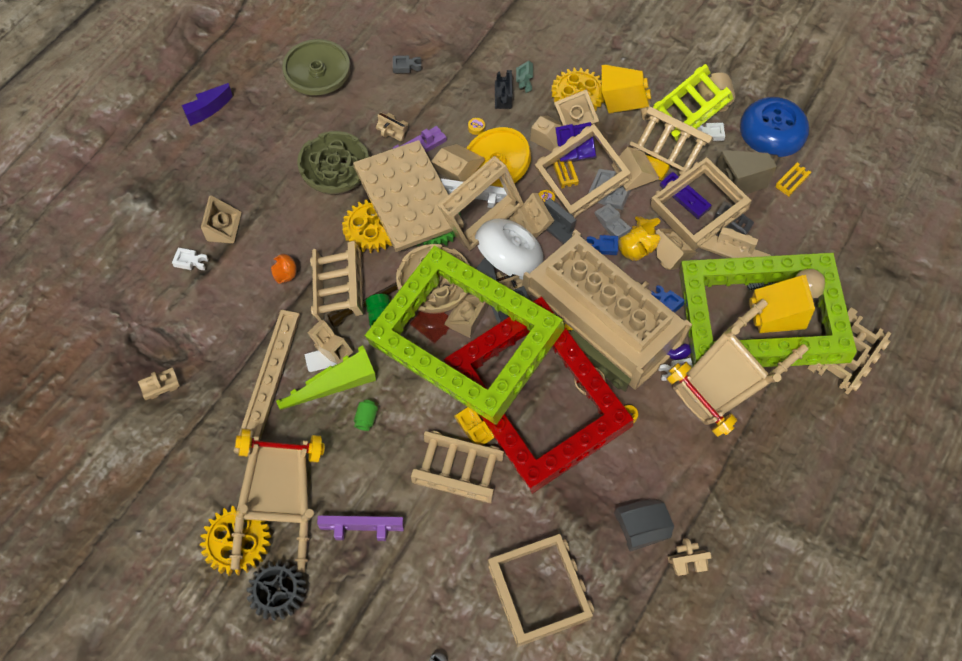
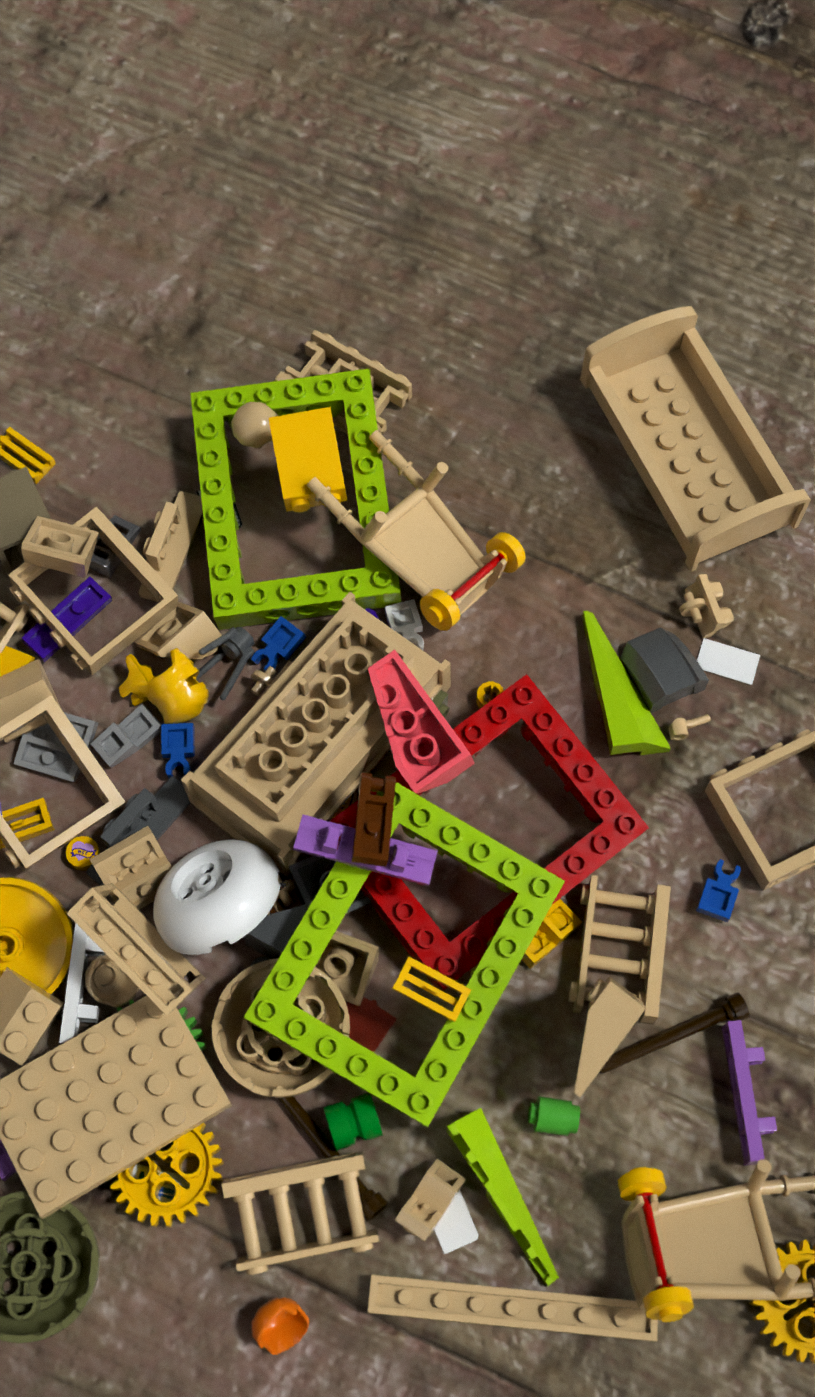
camera: 95 degrees left, 5 degrees up
(402, 428) = (608, 1021): none -> tan slope
(412, 528) = (732, 1009): none -> dark brown piece
(427, 351) = (458, 1003): none -> yellow tile
(475, 208) = (109, 983): none -> tan hair
(485, 531) = (718, 896): none -> blue plate
(517, 303) = (321, 840): none -> medium lavender hinge
(533, 302) = (373, 820): none -> reddish brown plate
(590, 345) = (419, 736): none -> coral wedge
(601, 527) = (679, 728): none -> tan hand
(609, 492) = (624, 712): none -> lime wedge
(649, 570) = (728, 661): none -> white sticker
(666, 276) = (236, 644): none -> dark grey plant
(724, 178) = (59, 546): none -> tan slope
(819, 557) = (689, 435): none -> tan piece

